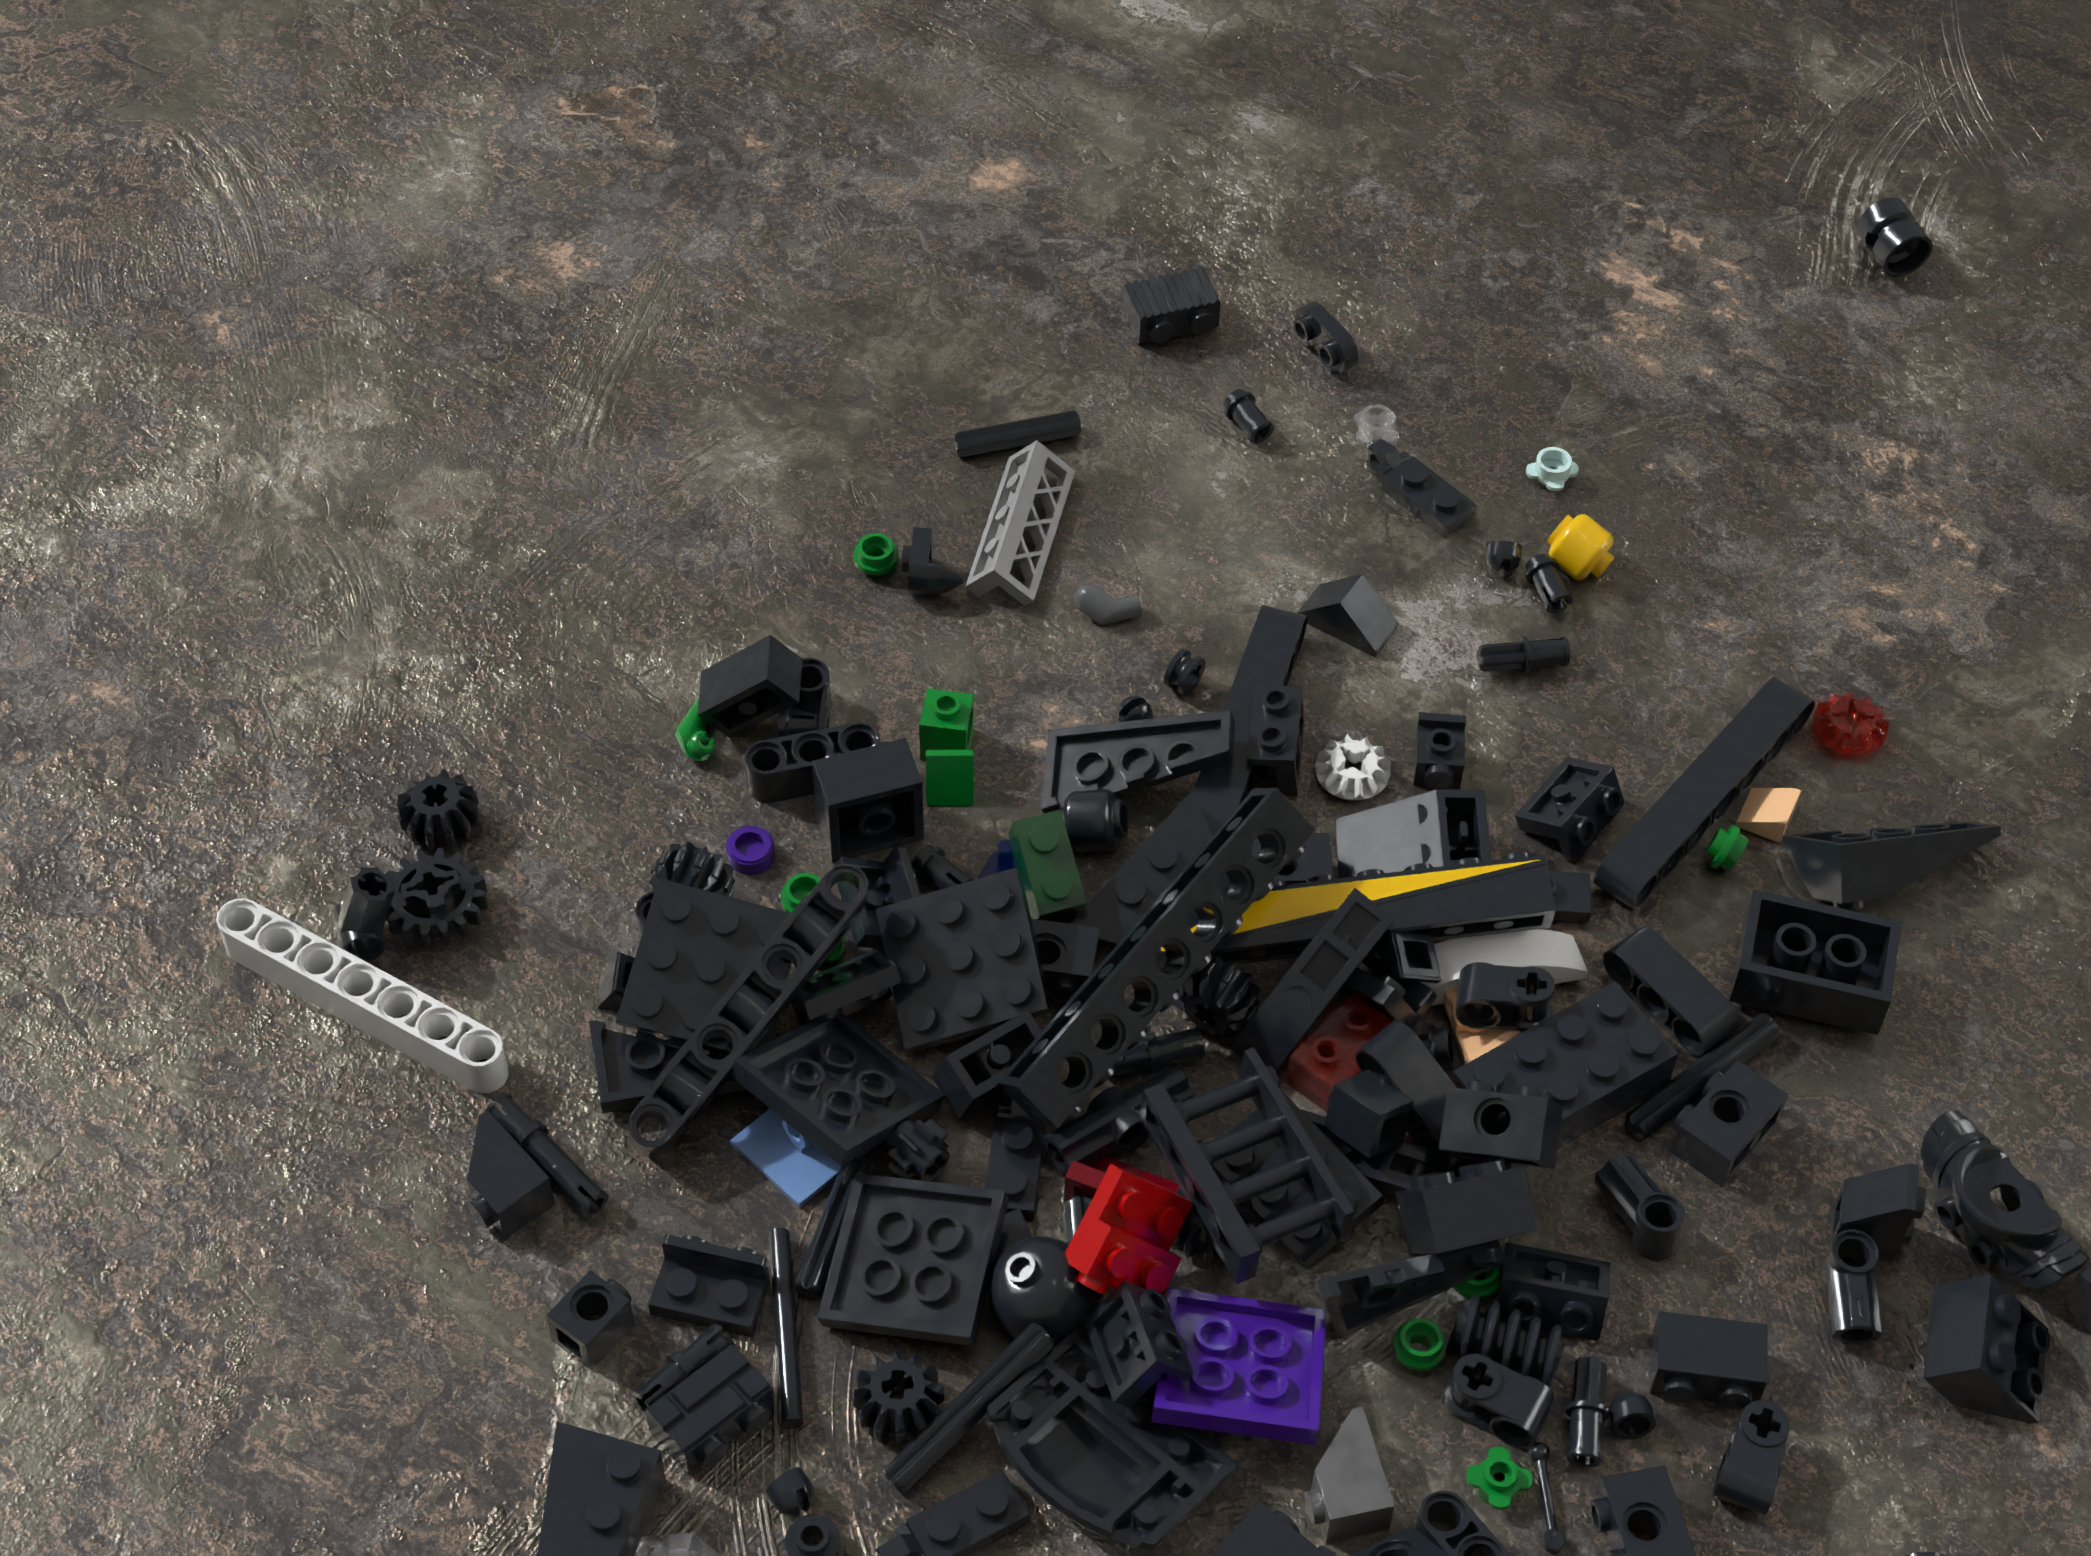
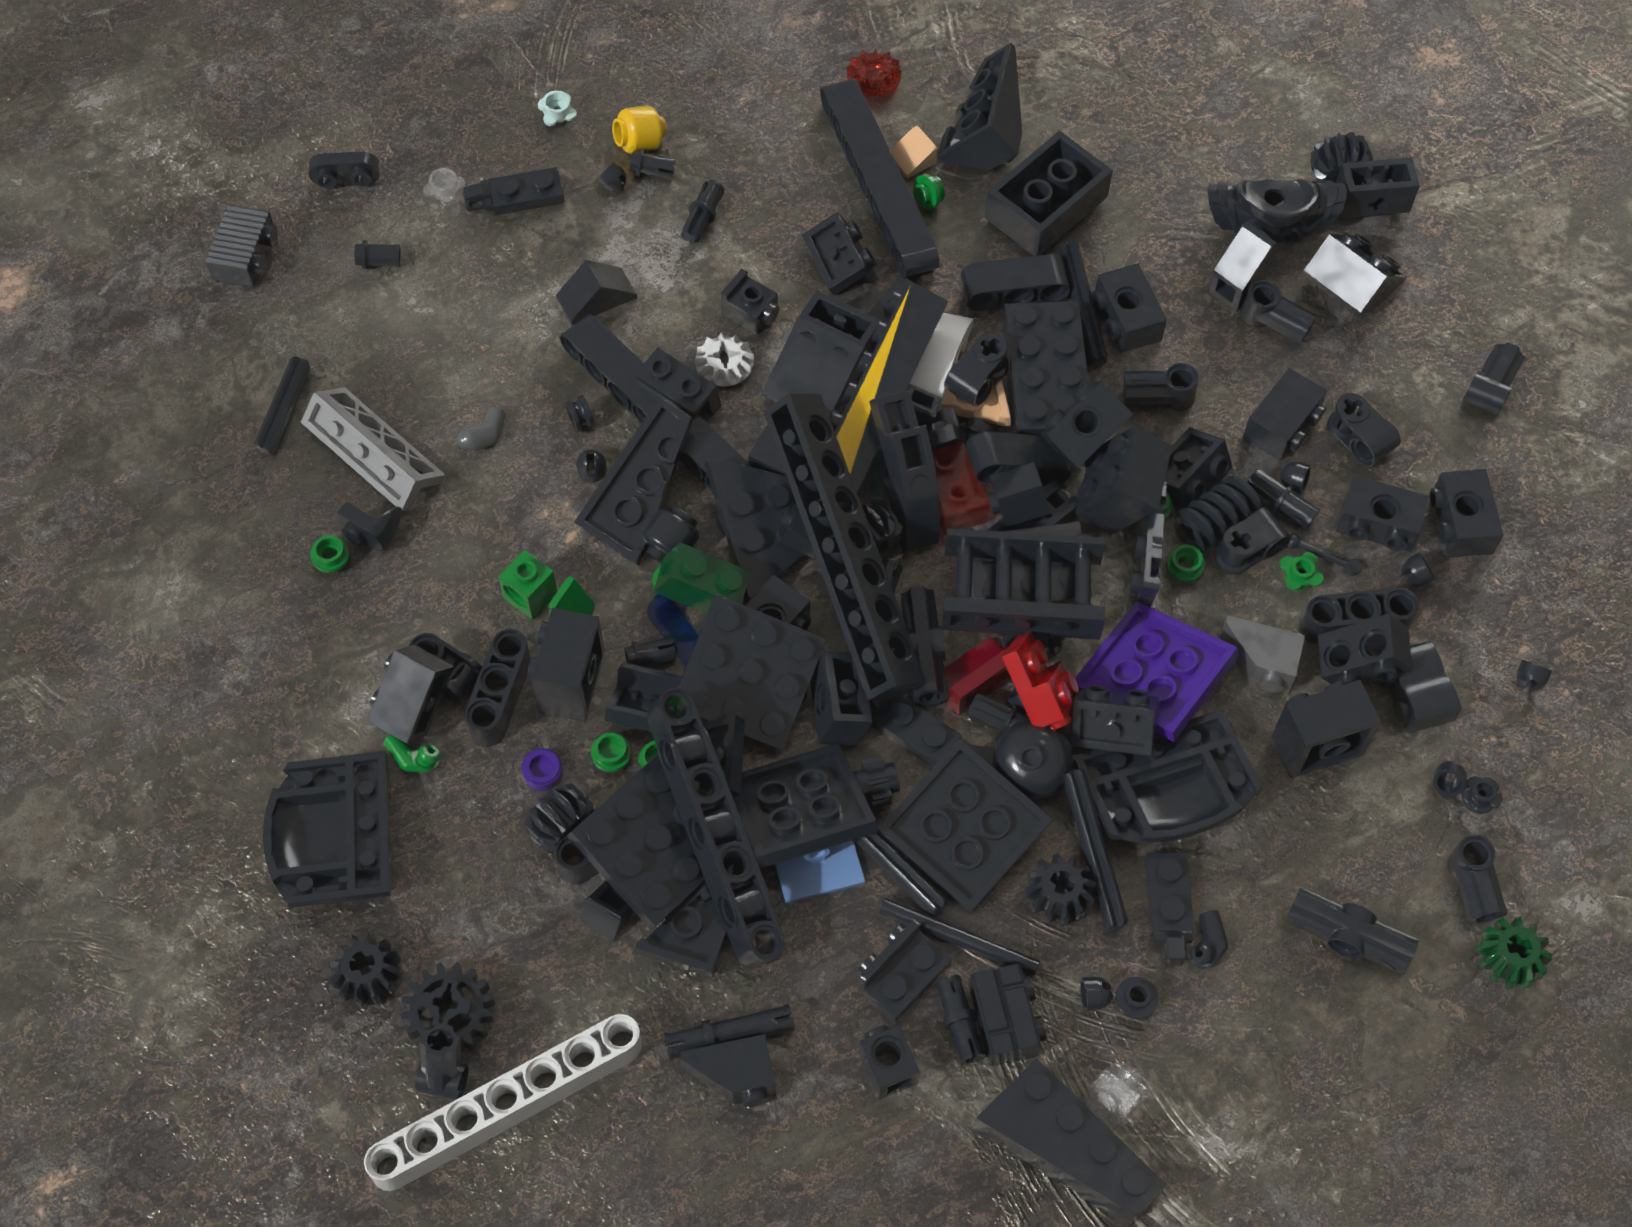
camera: 60 degrees left, 10 degrees up
(568, 706) = (330, 830): none -> black slope

